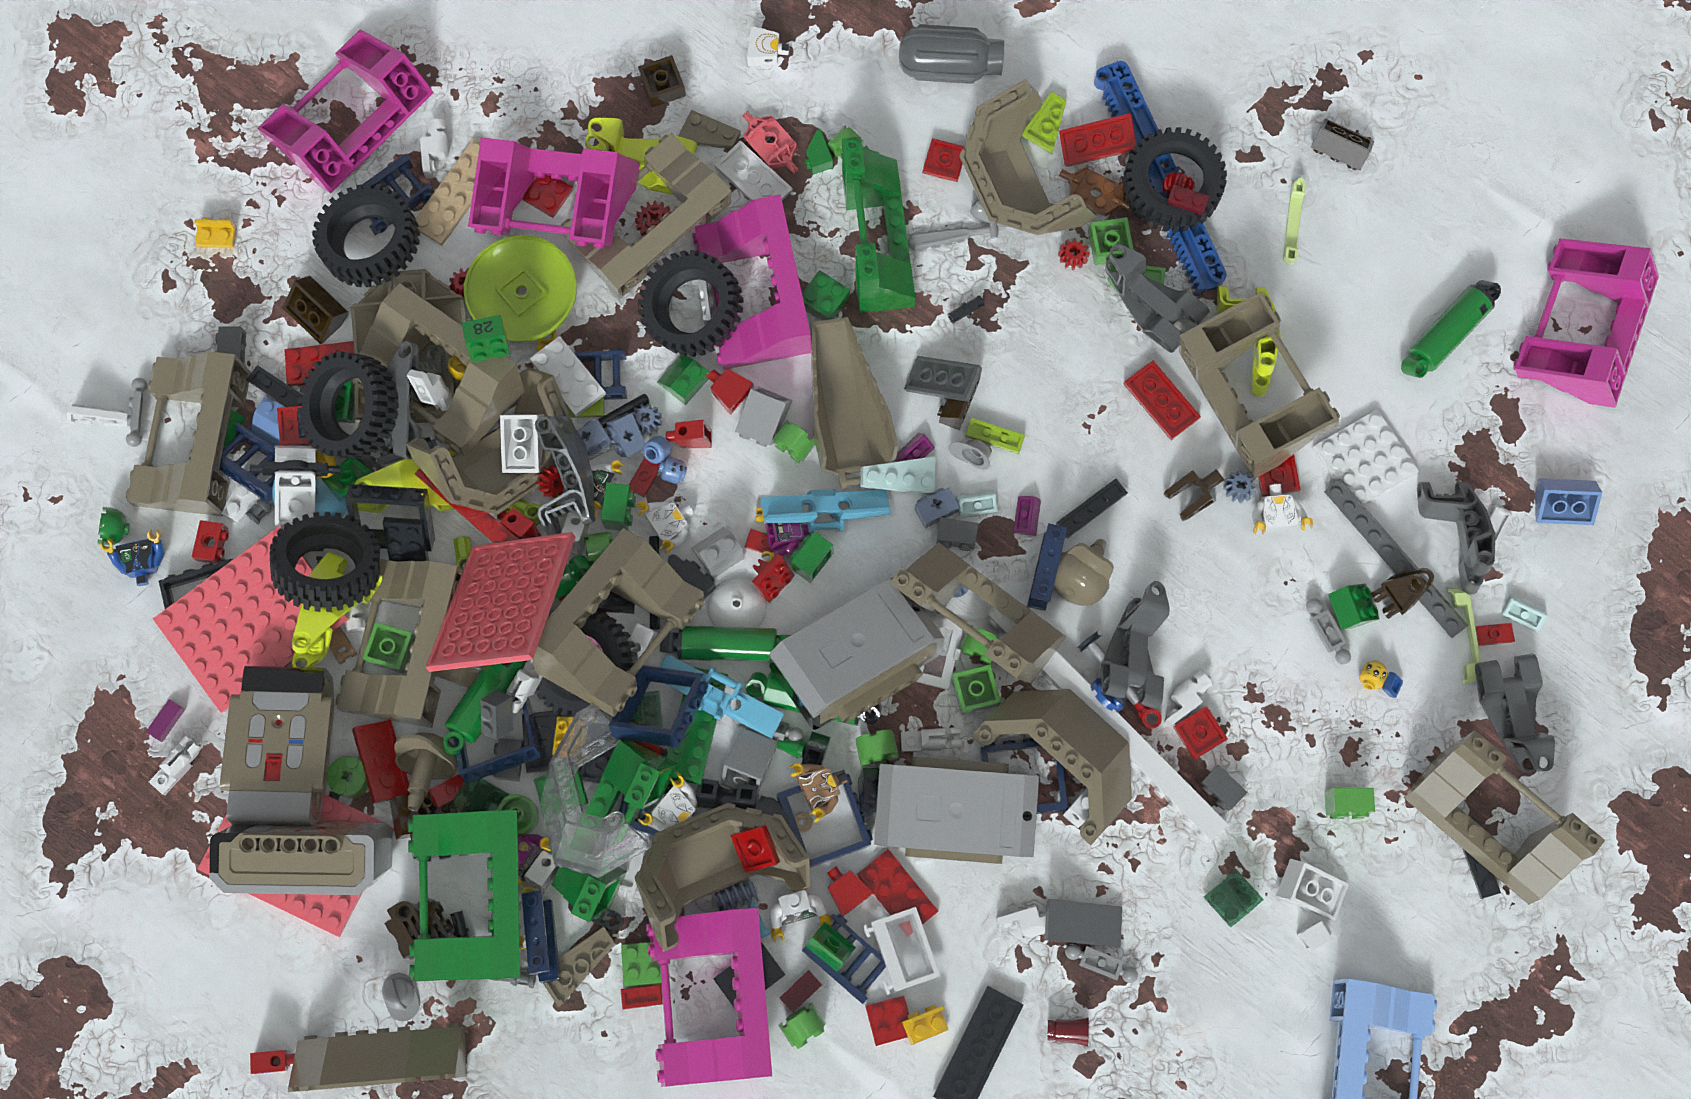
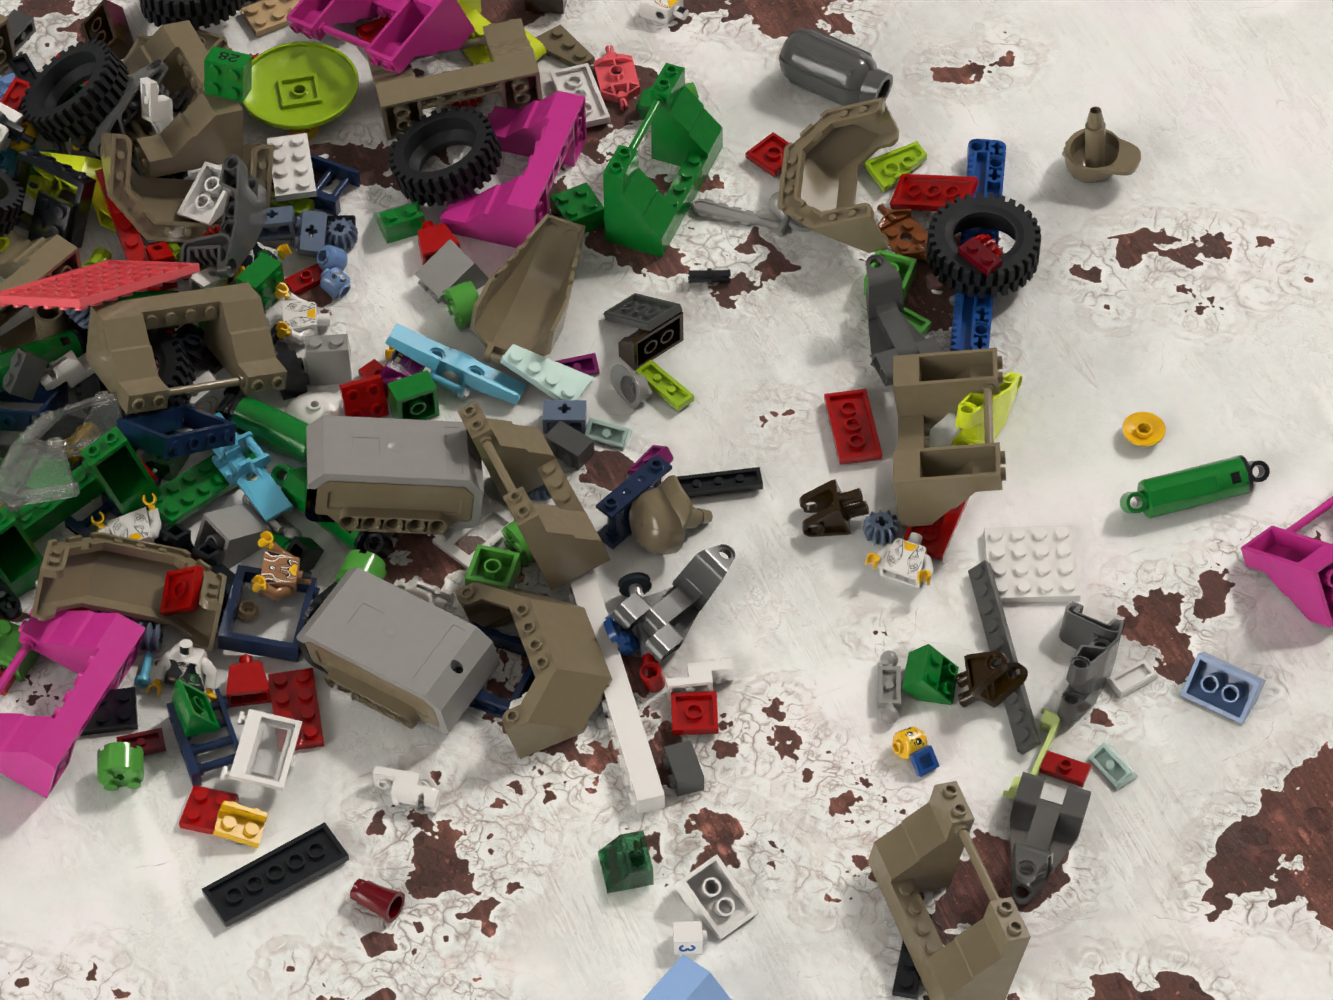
camera: 30 degrees right, 25 degrees down
(691, 434) = (373, 261): red torso -> none
(1080, 251) = (847, 275): red gear -> none
(1083, 923) = (457, 811): dark grey tile -> none
(1101, 963) = (452, 859): light grey plate -> none
(1205, 37) = (1098, 153): none -> dark tan piece
(1292, 230) = (1112, 320): yellowish green piece -> none
(1342, 145) = (1185, 297): slope -> none
(1349, 802) = (804, 833): bright green brick -> none
(1386, 284) = (1144, 429): none -> yellow dish

